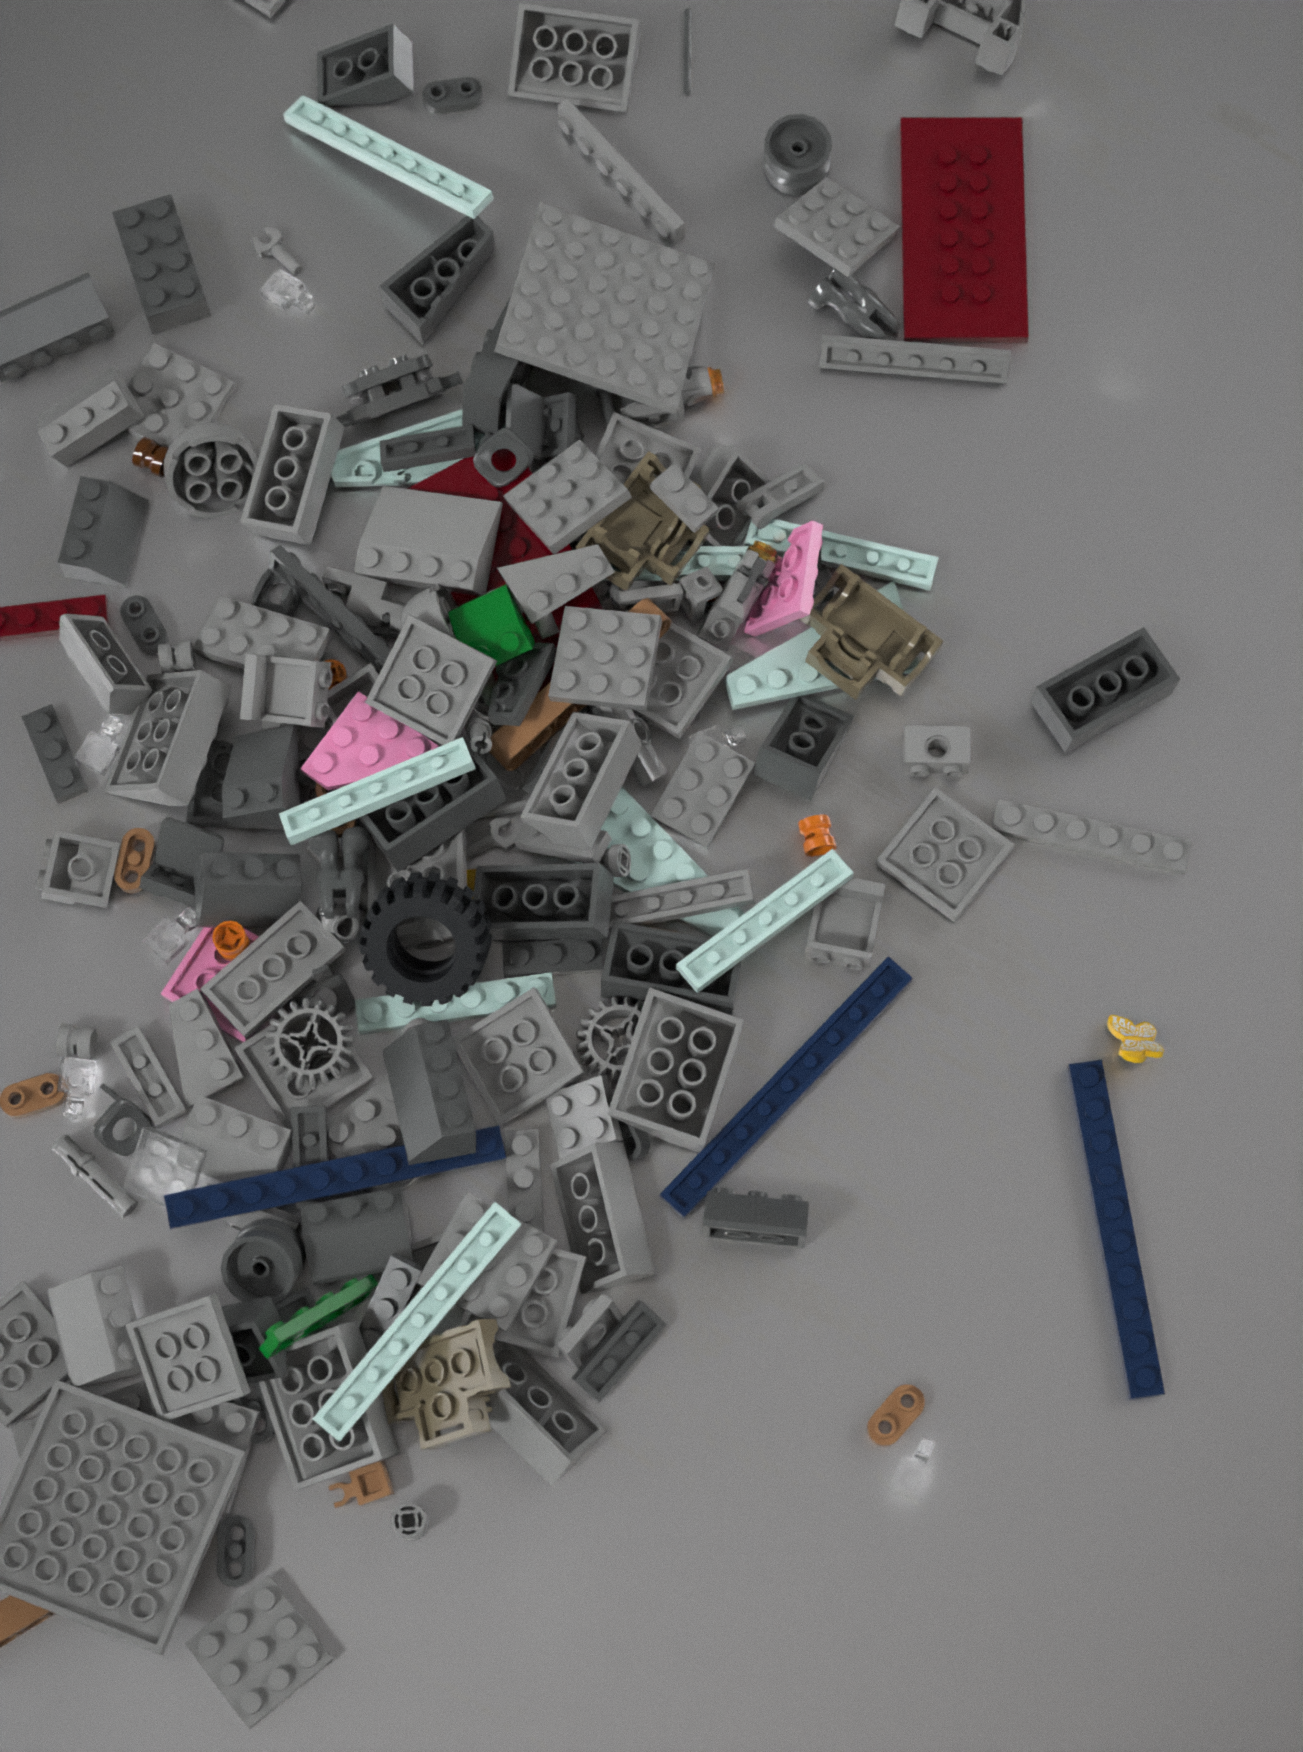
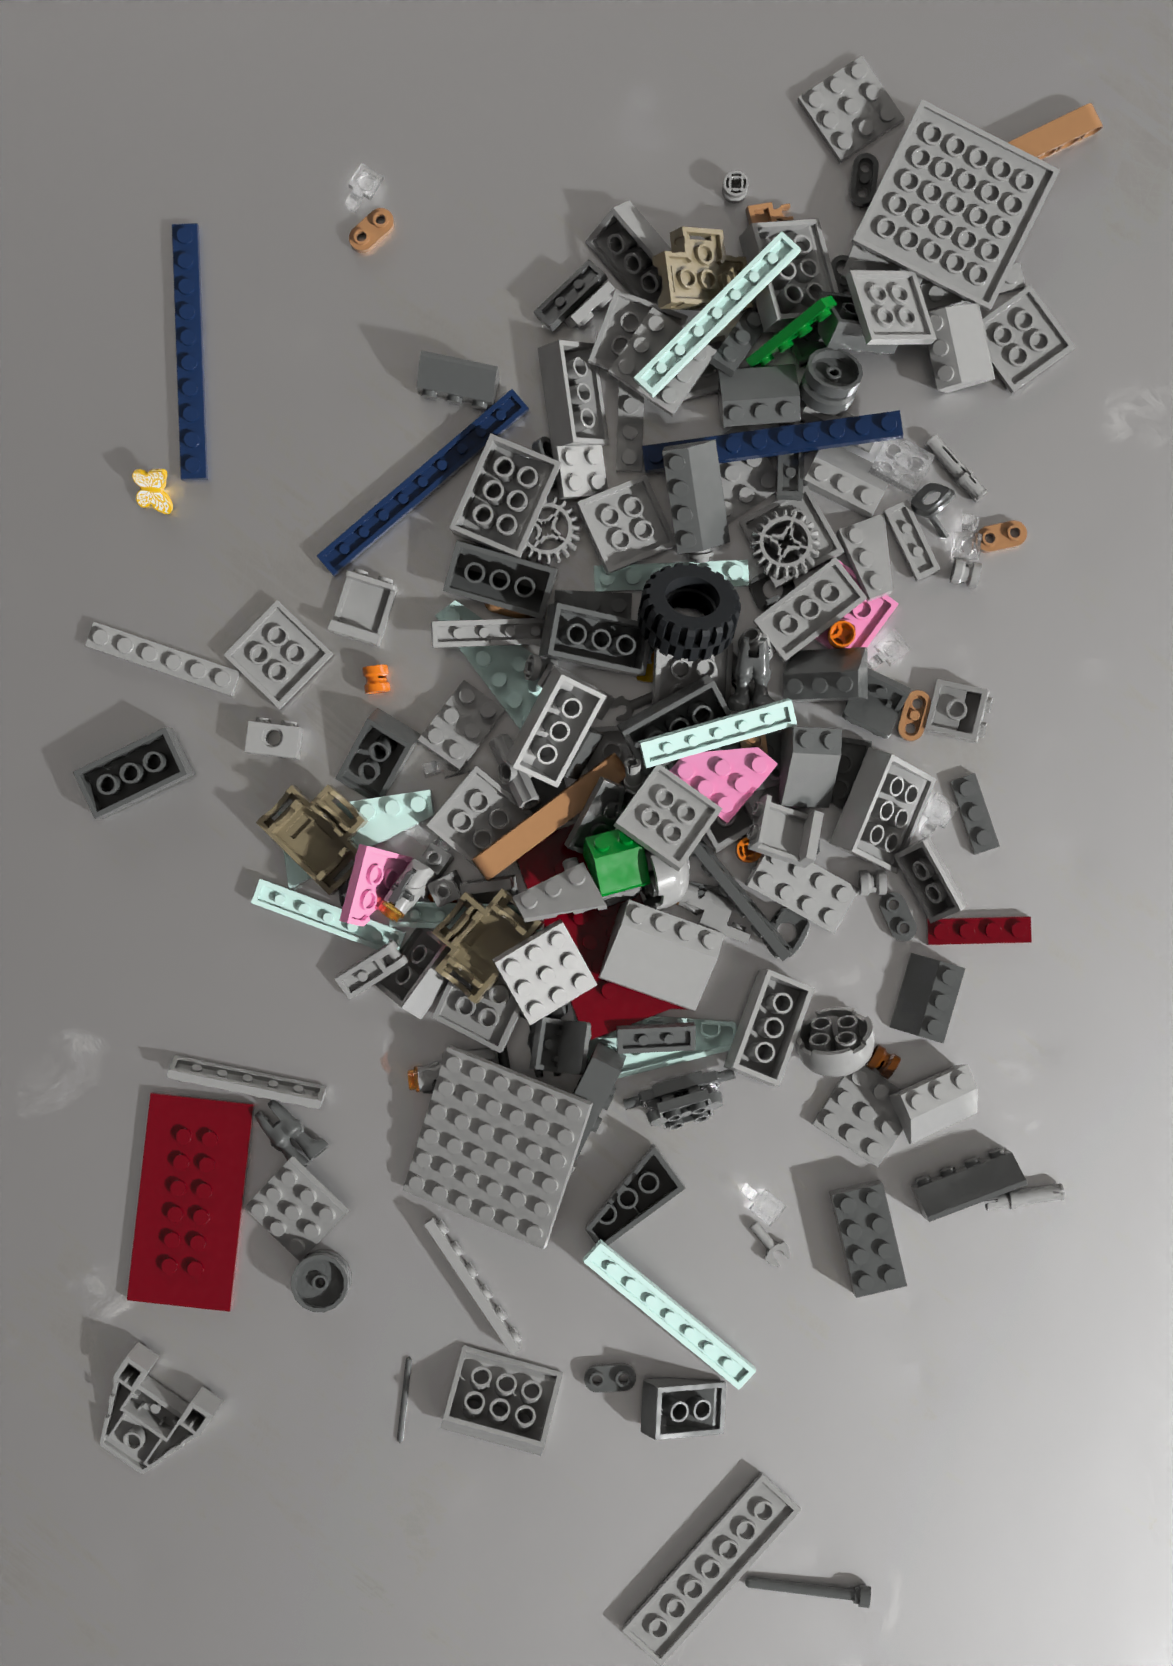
camera: 175 degrees left, 15 degrees up
(502, 439) = (595, 1025): dark grey piece -> none
(605, 658) = (527, 828): light grey plate -> none
(684, 497) = (449, 952): light grey plate -> none
(764, 920) = (424, 602): light aqua plate -> none

